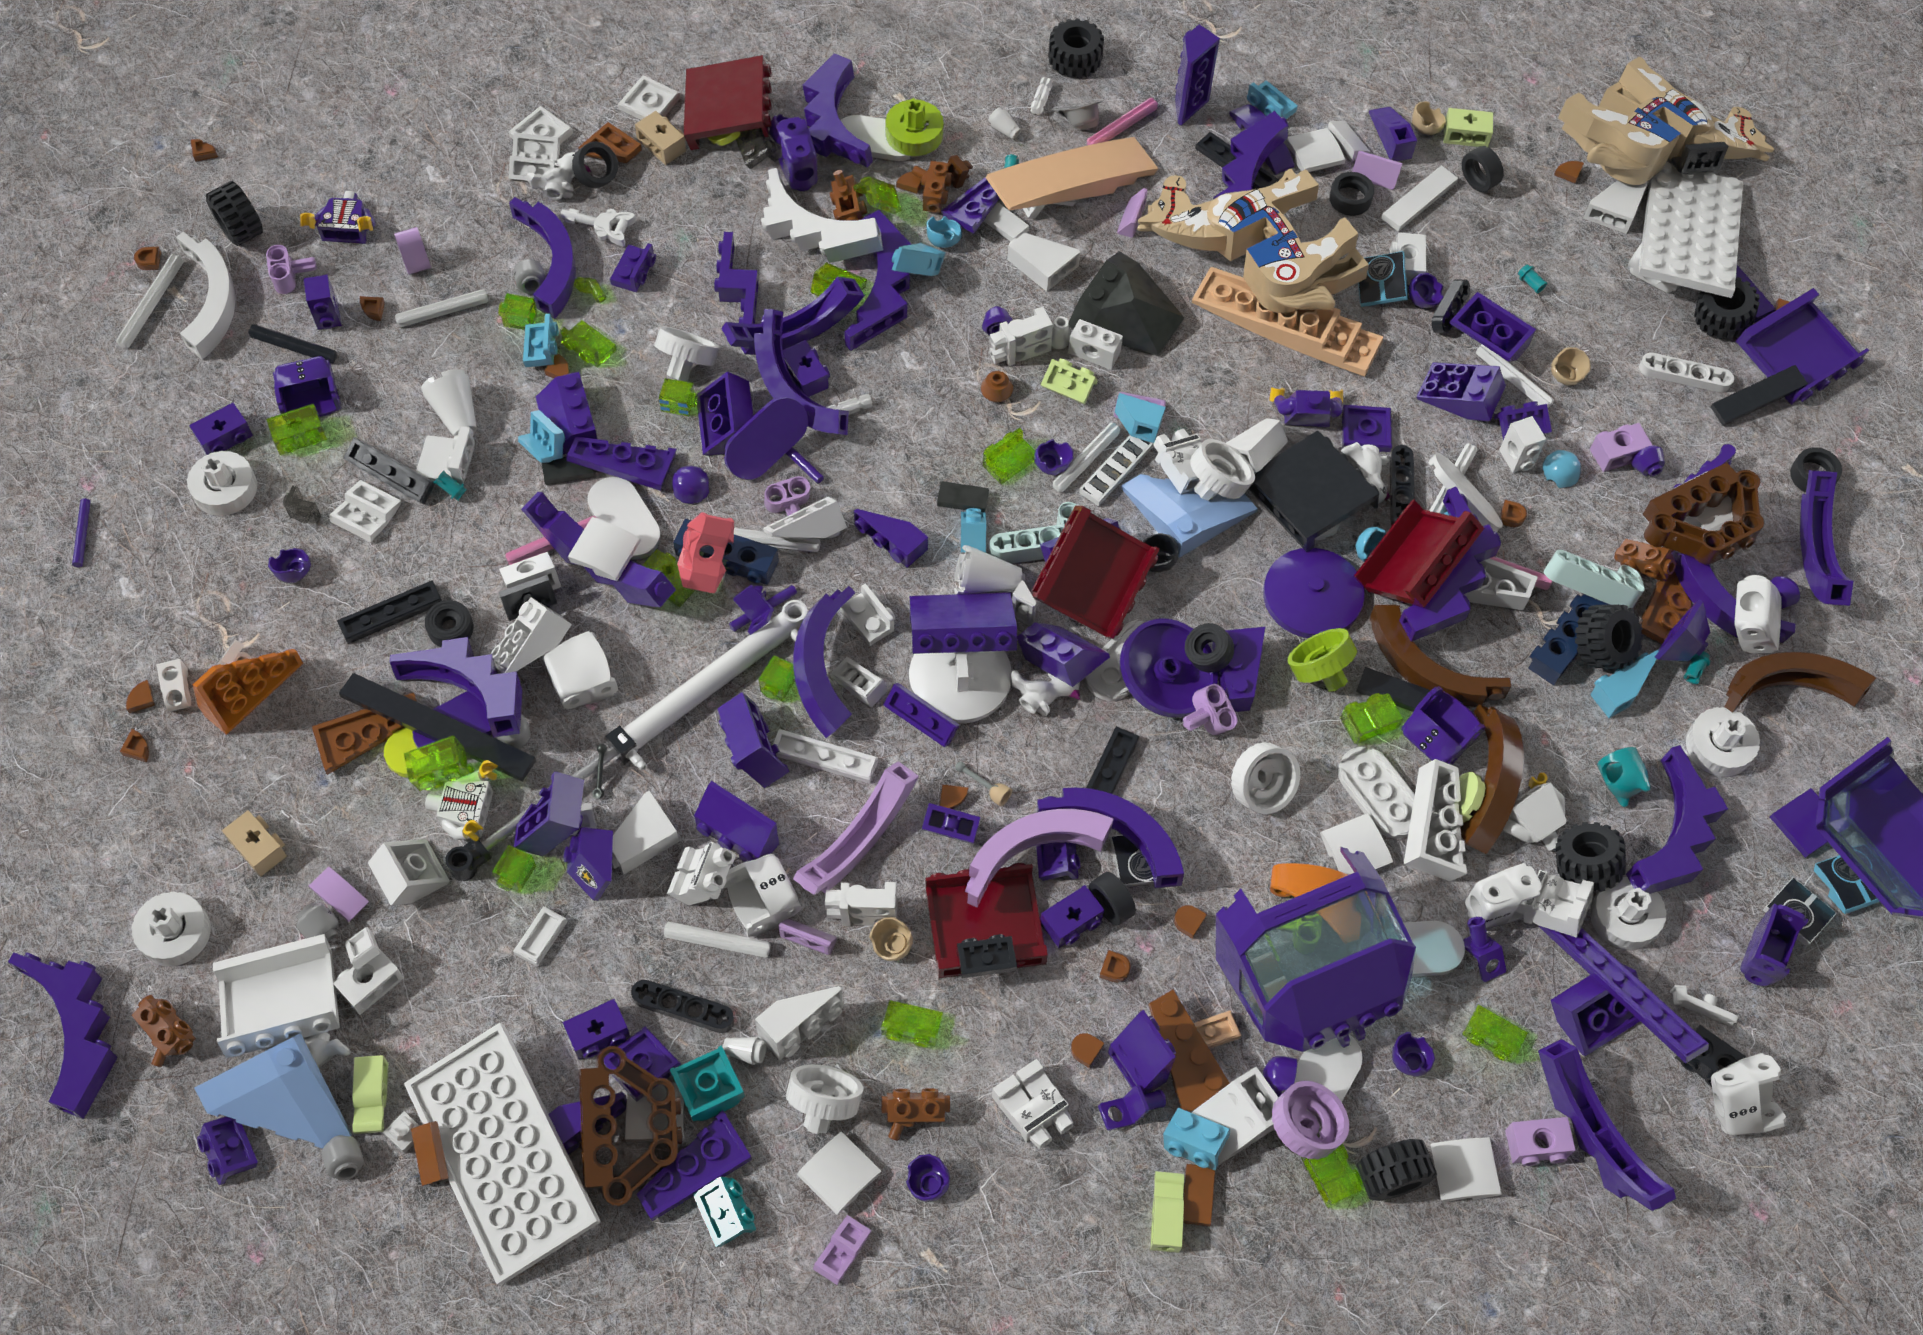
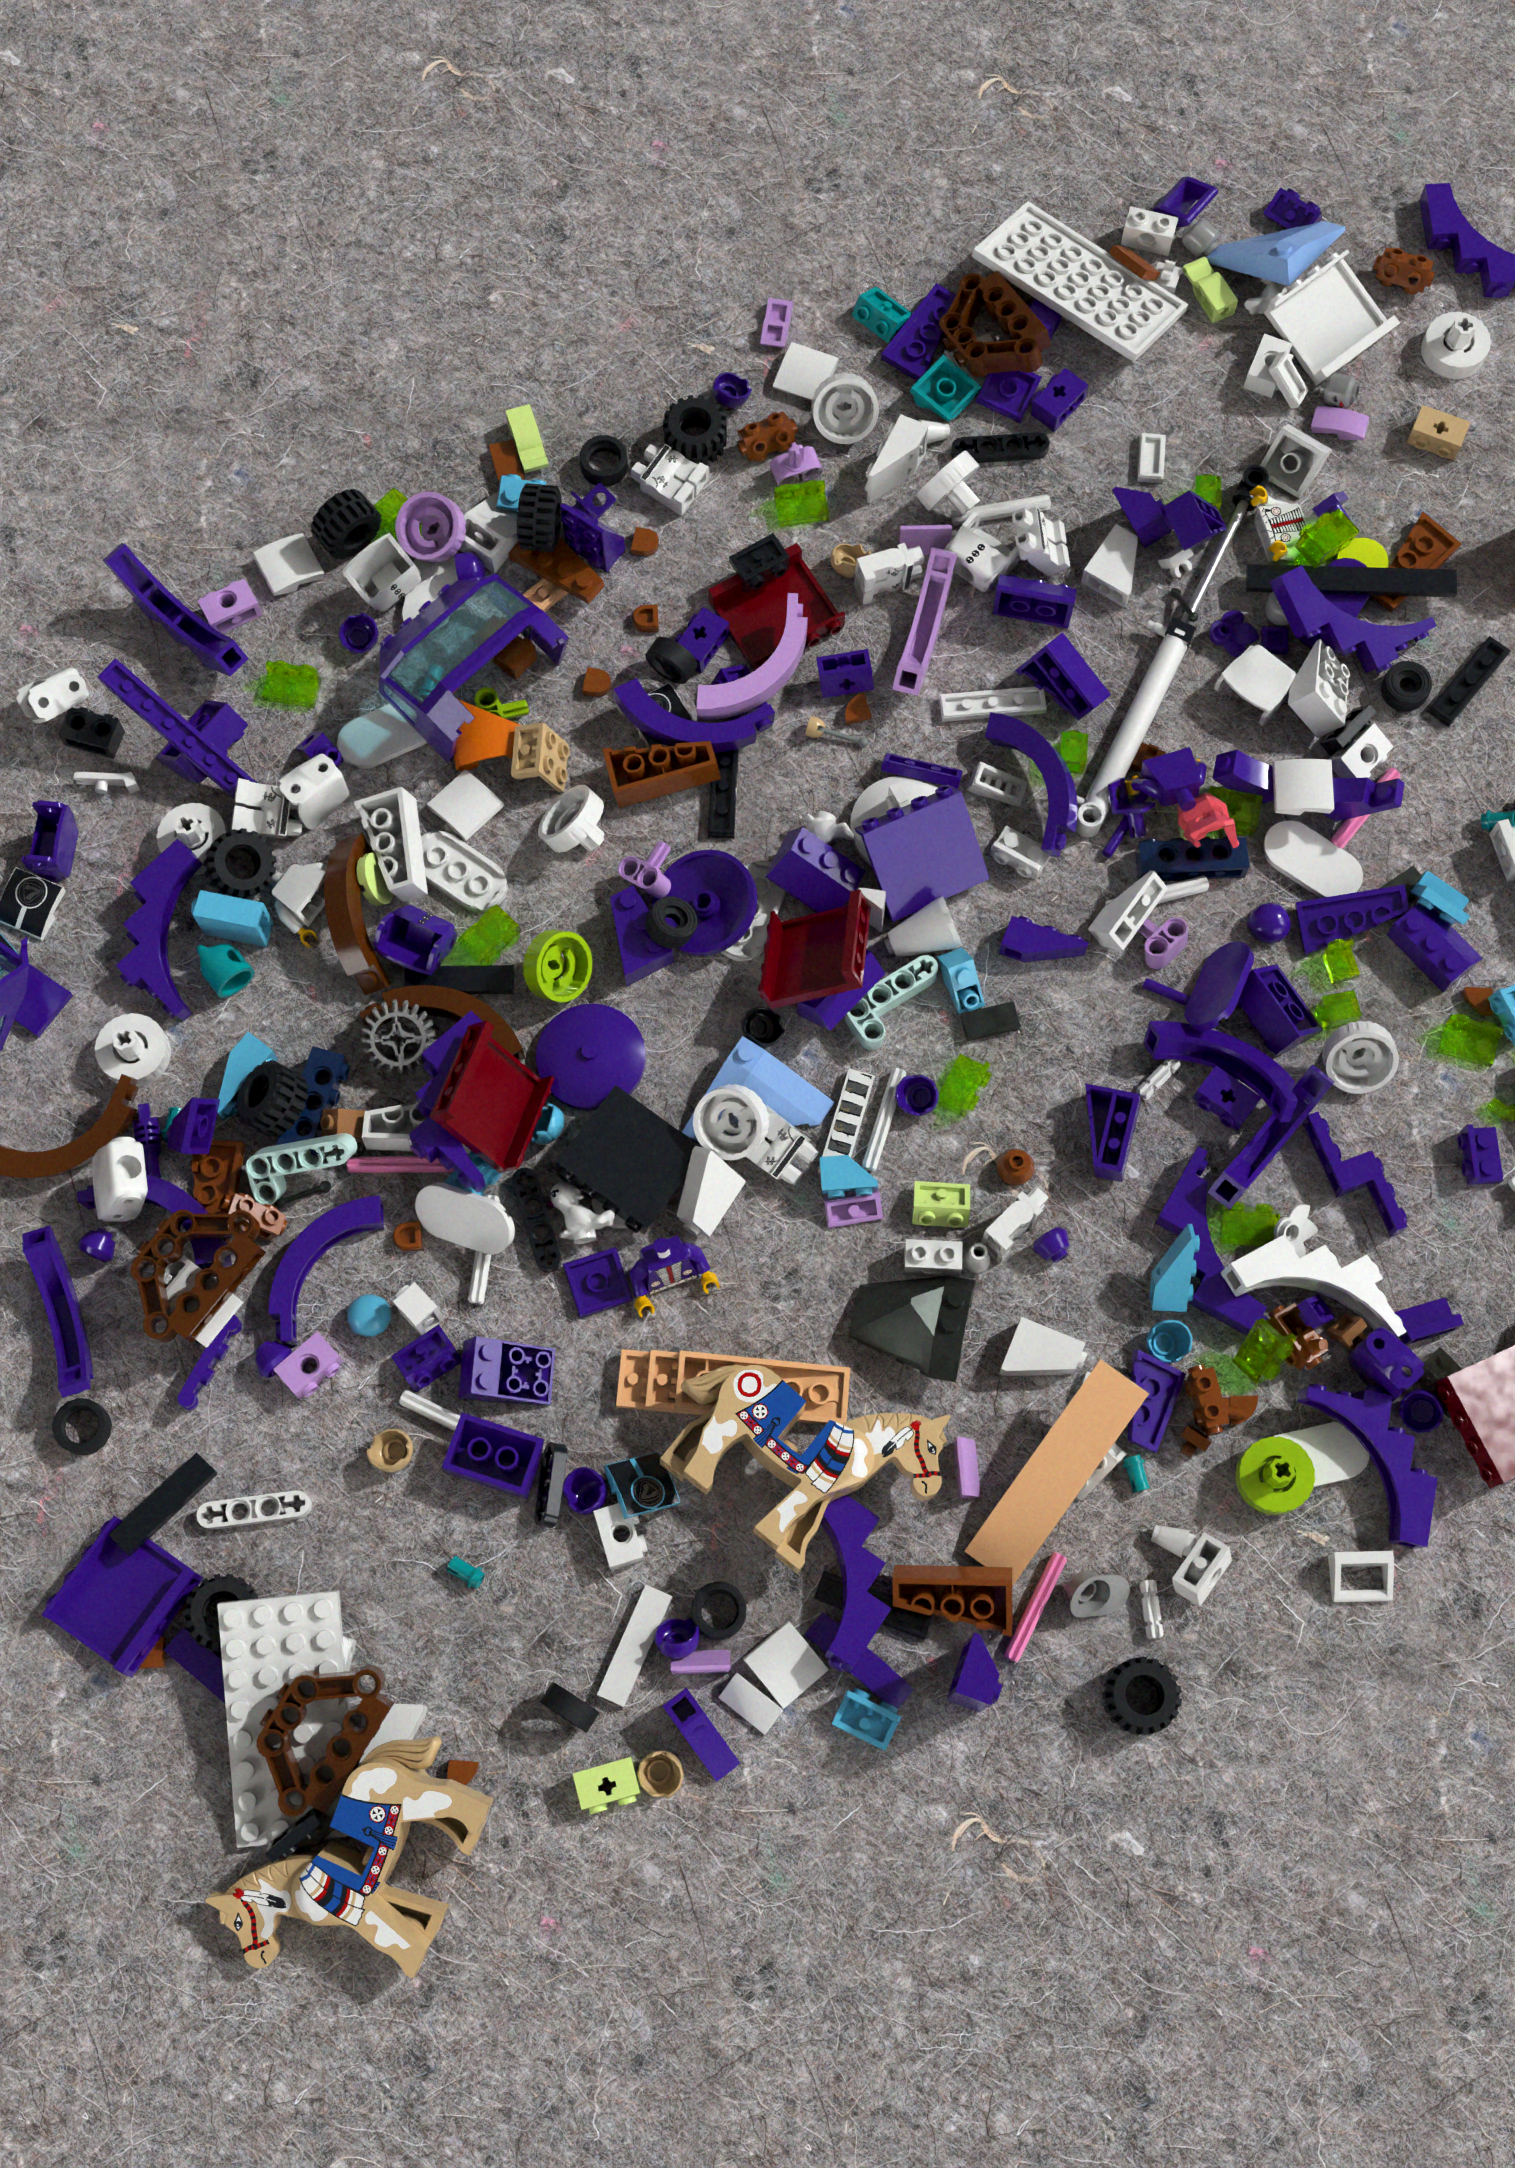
camera: 160 degrees right, 10 degrees up
(338, 1213) = (1183, 196): none -> dark purple tile
(390, 1187) = (1149, 231): none -> white brick
(408, 799) = (1331, 504): none -> dark purple tile
(537, 713) = (1274, 639): none -> dark purple tile
(567, 732) = (1233, 633): none -> dark purple plate
(652, 430) = (1340, 961): none -> clear neon green bracket
(708, 606) = (1170, 779): none -> dark purple torso
(710, 650) = (1145, 752): none -> reddish brown tile
(744, 181) = (1428, 1321): none -> dark purple panel
(770, 961) = (950, 485): none -> white piece
(807, 195) = (1346, 1329): none -> medium nougat tile
(814, 261) = (1296, 1228): none -> white plate
(828, 201) = (1315, 1312): none -> dark purple plate
(884, 69) = (1361, 1559): none -> white tile
(899, 1064) = (796, 466): none -> lavender beam
(908, 376) = (1112, 1128): none -> dark purple wedge
(987, 1166) = (696, 413): none -> black tyre
(996, 94) = (1202, 1569): none -> white brick
(1109, 1138) = (598, 444): none -> black tyre
(1168, 797) = (659, 770): none -> dark orange wedge
(1178, 140) = (958, 1593): none -> dark orange wedge
(1194, 1078) = (539, 517): none -> black tyre
(1275, 850) = (540, 753): none -> tan bracket
(1372, 1094) = (382, 573): none -> white piece
(1389, 185) = (677, 1638): none -> dark purple hair
(1482, 654) = (399, 1058): none -> light grey gear
(1548, 604) = (342, 1121): none -> medium nougat brick
(1588, 534) = (309, 1246): none -> dark purple arch
(1610, 805) = (232, 918): none -> medium azure brick
(1643, 197) = (282, 1760): none -> reddish brown brick
(1722, 661) = (148, 1134): none -> dark purple hinge

